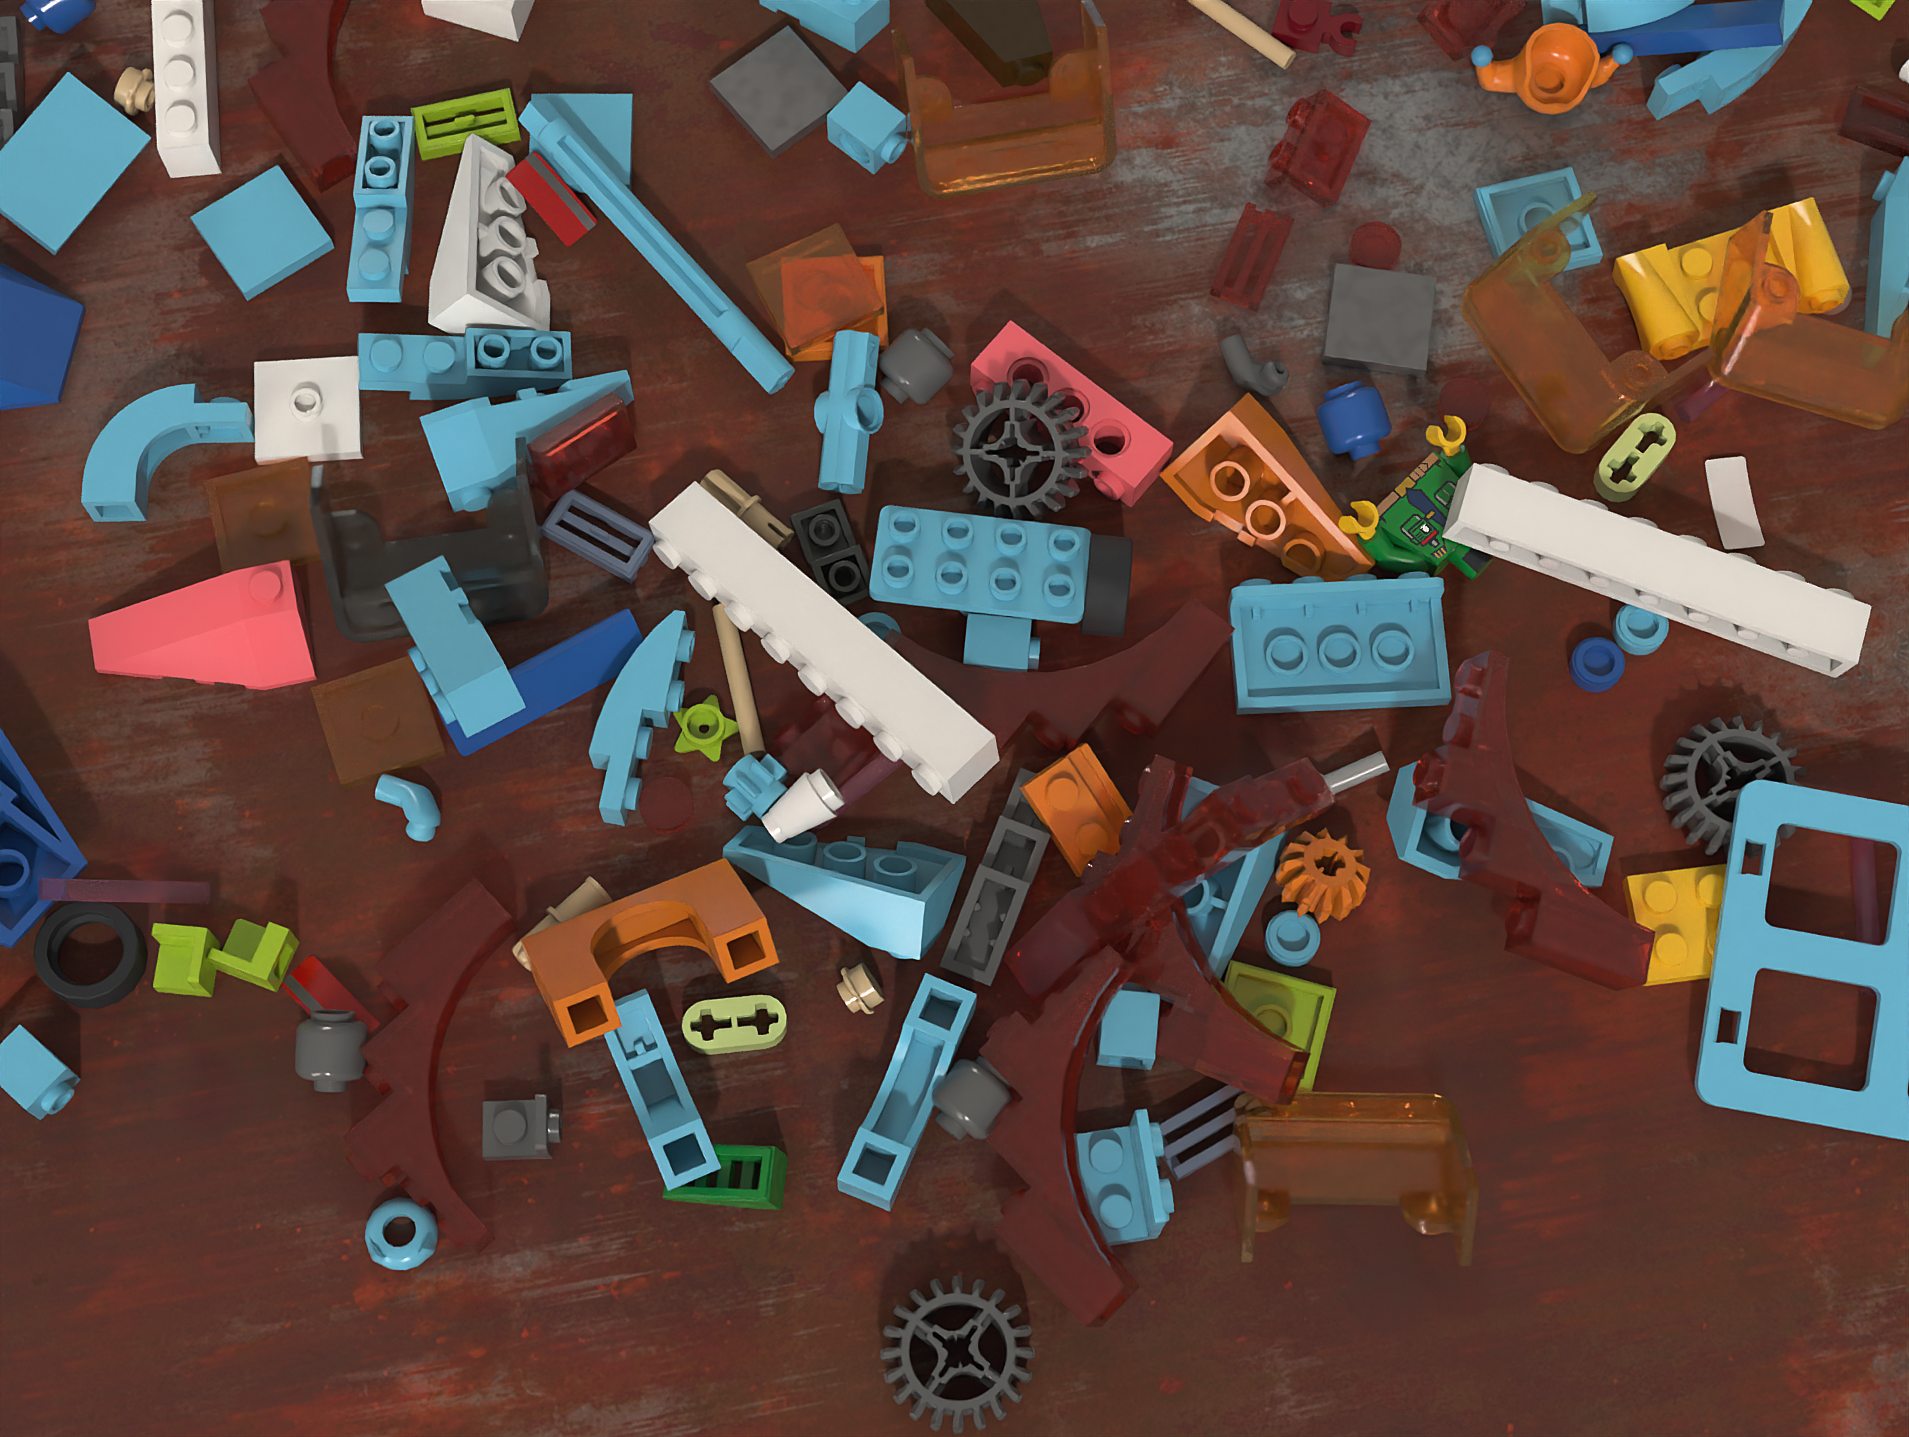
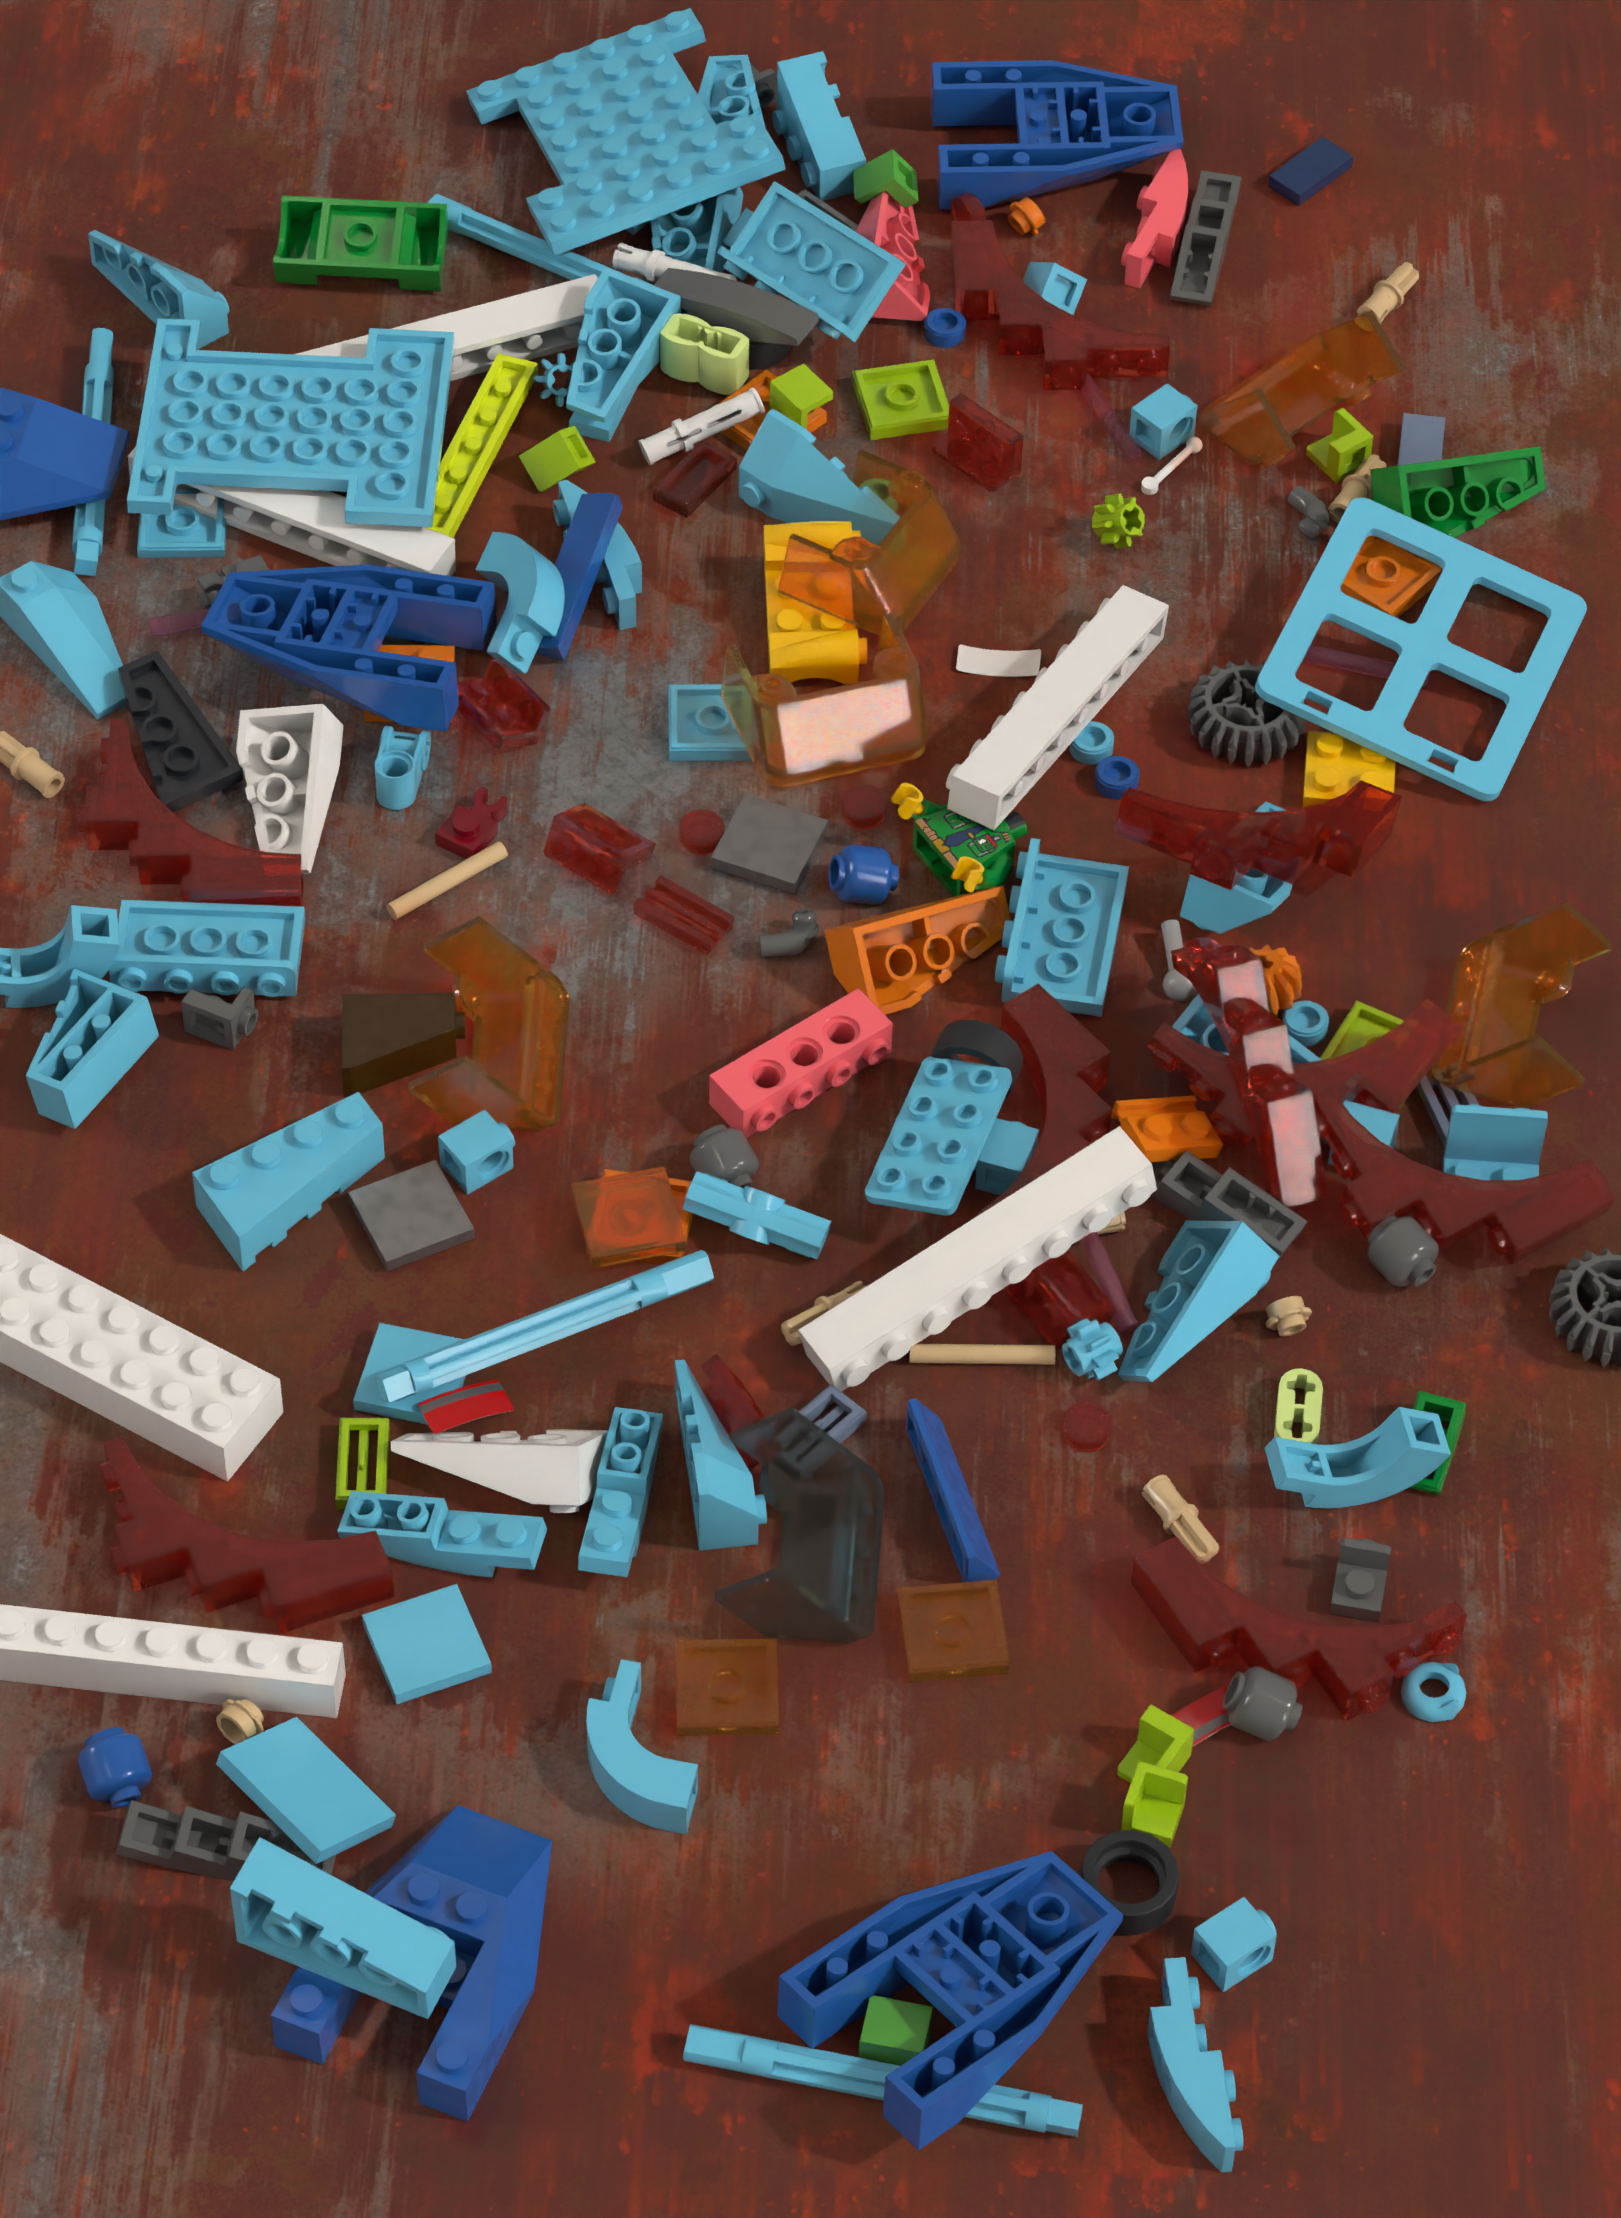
camera: 75 degrees left, 20 degrees down
(123, 891) = (1081, 1833): clear pink bar -> none
(224, 630) = (839, 1732): coral wedge -> none
(307, 410) = (626, 1626): white plate -> none
(416, 803) = (1037, 1610): medium azure arm -> none
(453, 649) = (930, 1522): medium azure wedge -> none
(640, 697) = (984, 1420): medium azure slope -> none
(696, 909) = (1196, 1401): orange arch -> none
(704, 714) = (1019, 1378): lime plate -> none
(804, 806) = (1123, 1309): white cone -> none
(832, 552) = (871, 1260): pearl dark grey slope -> none
(904, 1102) = (1343, 1266): medium azure arch -> none
(1022, 430) = (804, 1080): dark grey gear -> none
(1551, 69) = (581, 670): orange piece -> none
(1643, 463) = (948, 705): yellowish green beam -> none

